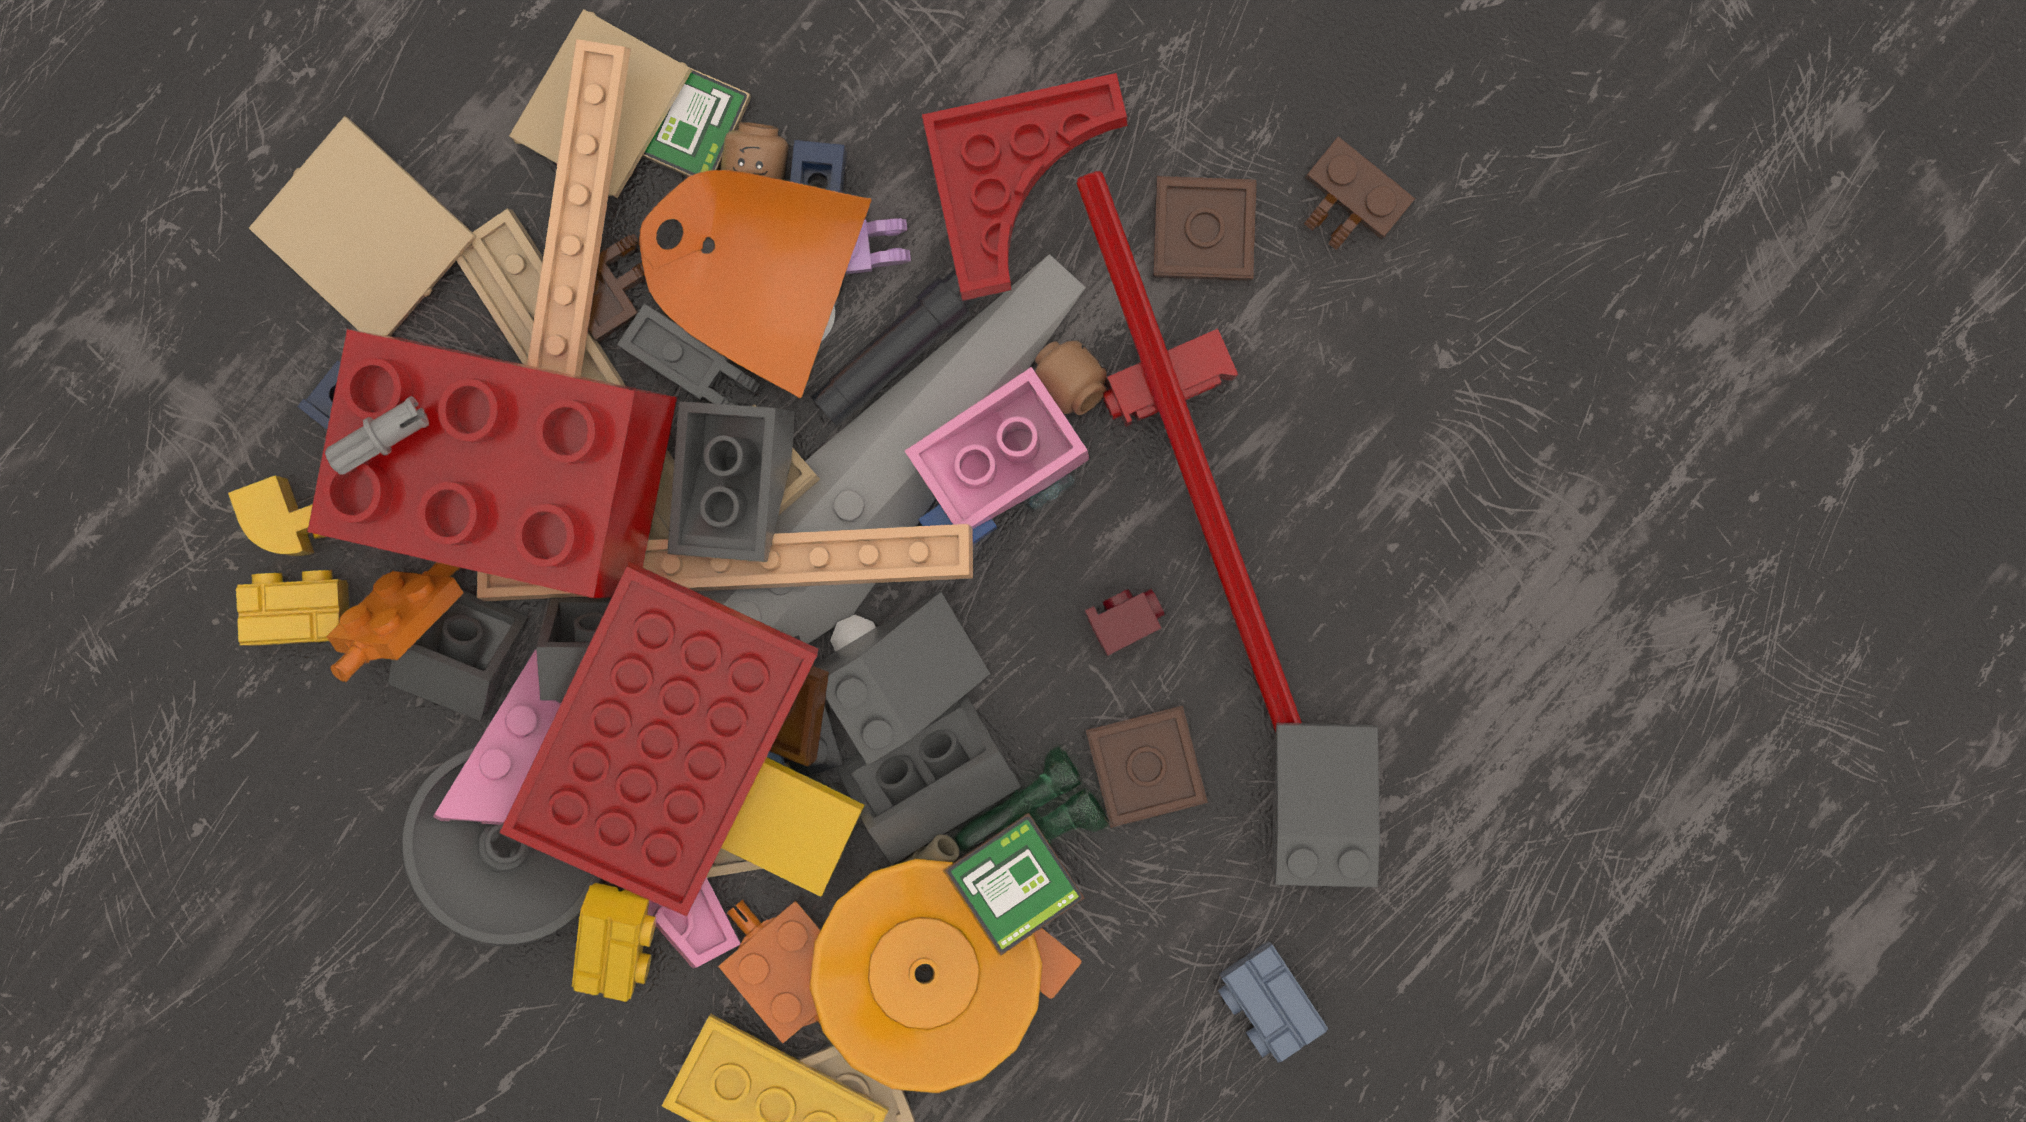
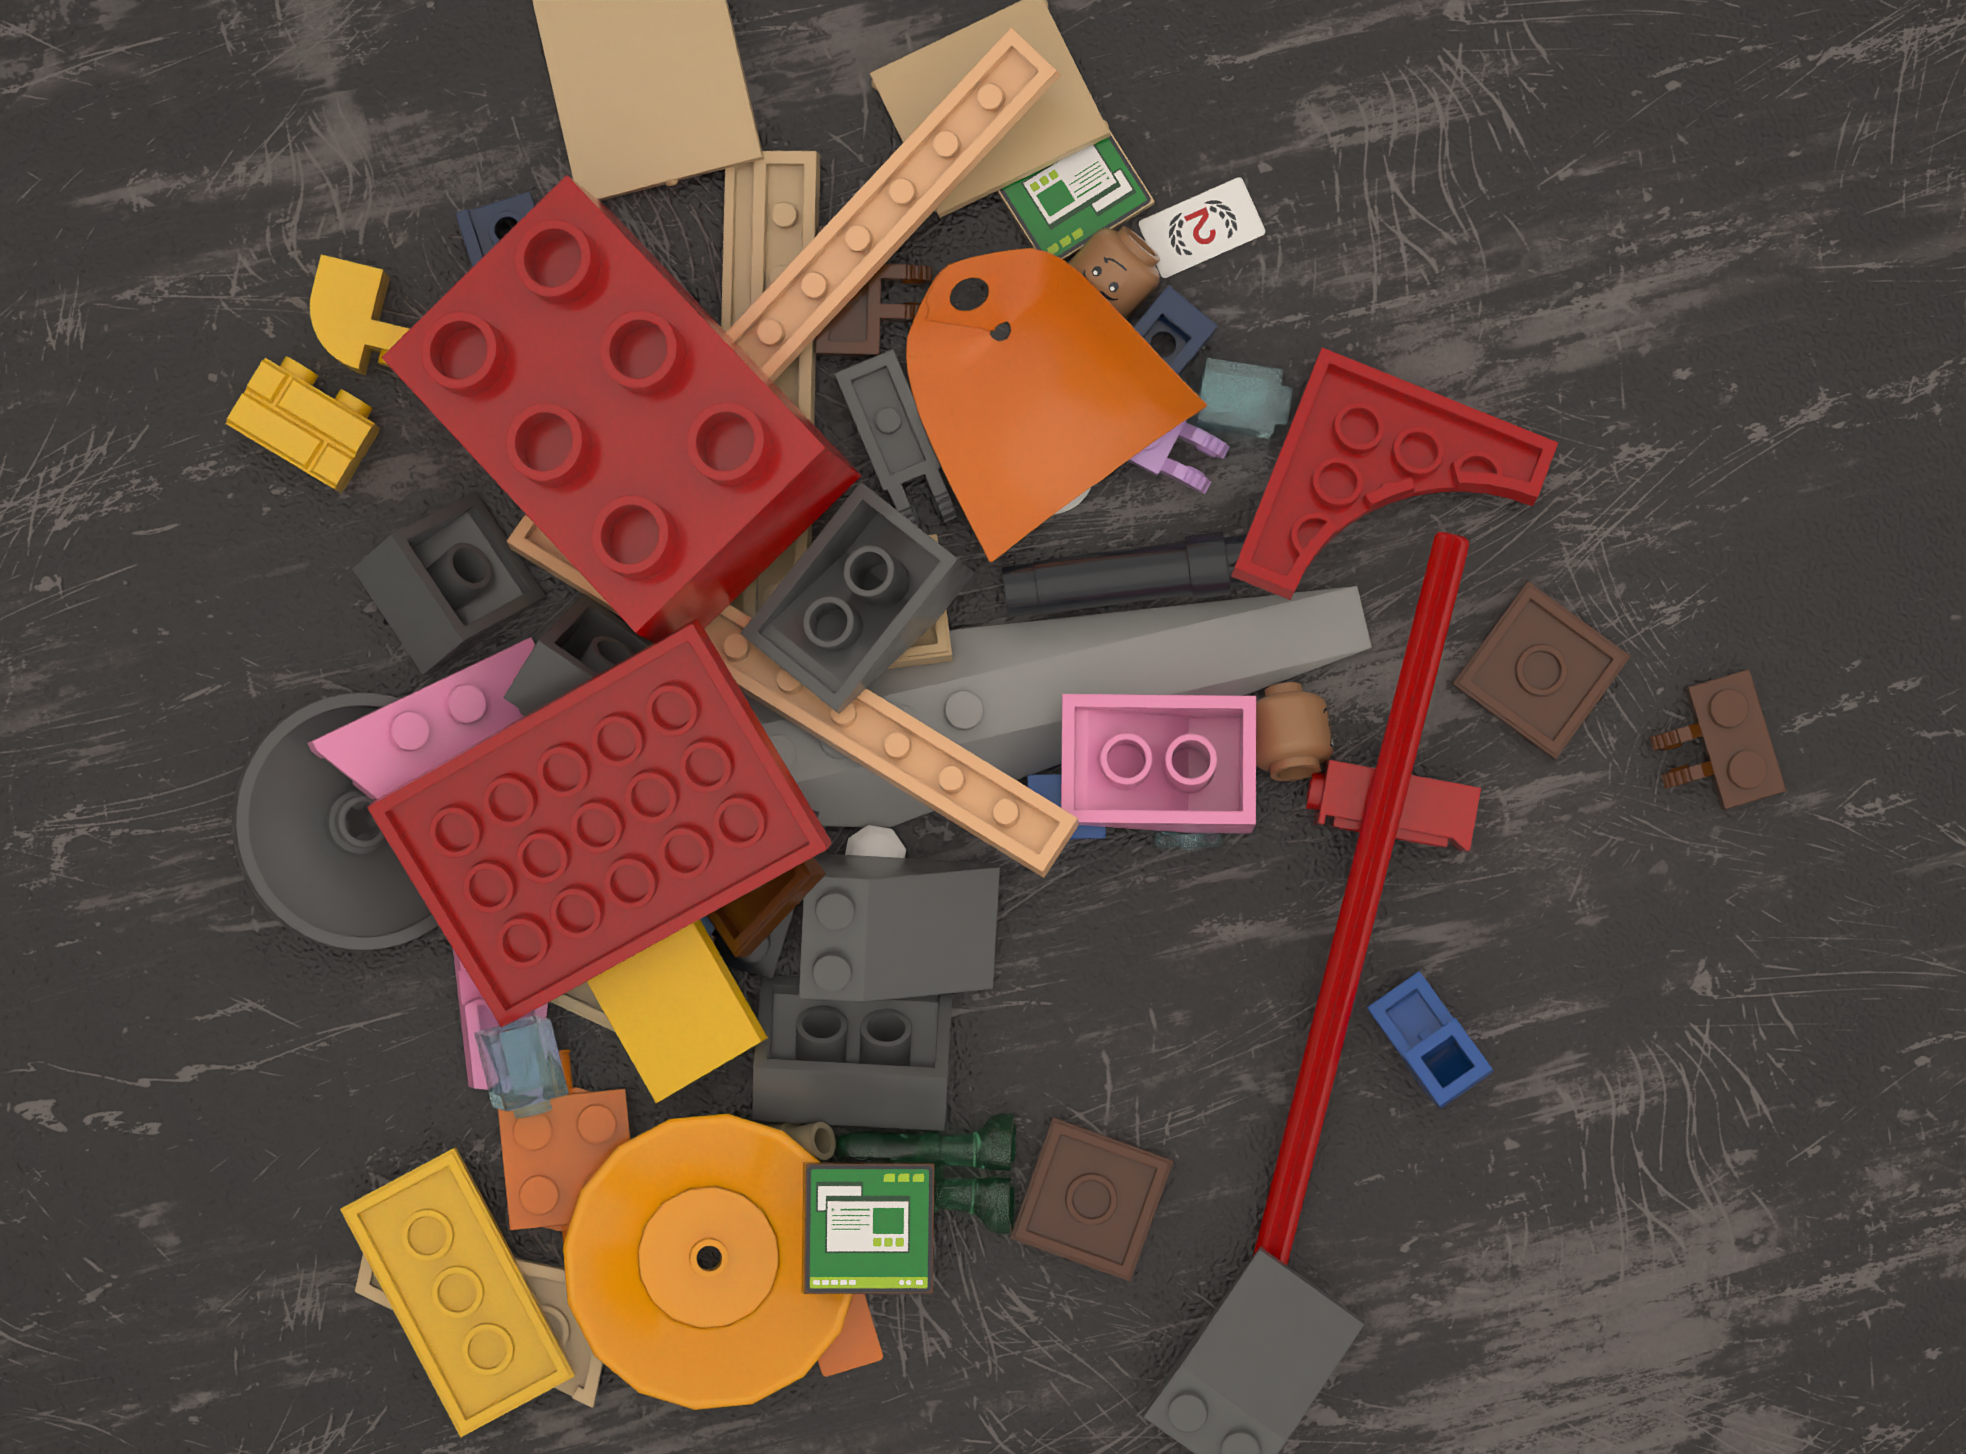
camera: 30 degrees right, 0 degrees up
(376, 436) = (524, 311): light grey axle -> none
(392, 617) = (406, 504): orange plate -> none
(611, 942) = (403, 1001): yellow brick -> none
(717, 932) = (522, 1066): none -> clear light blue brick
(792, 90) = (1202, 227): none -> white sticker
(893, 182) = (1243, 398): none -> clear light blue brick
(1125, 619) = (1174, 1029): dark red brick -> none
(1295, 515) = (1429, 1040): none -> blue brick

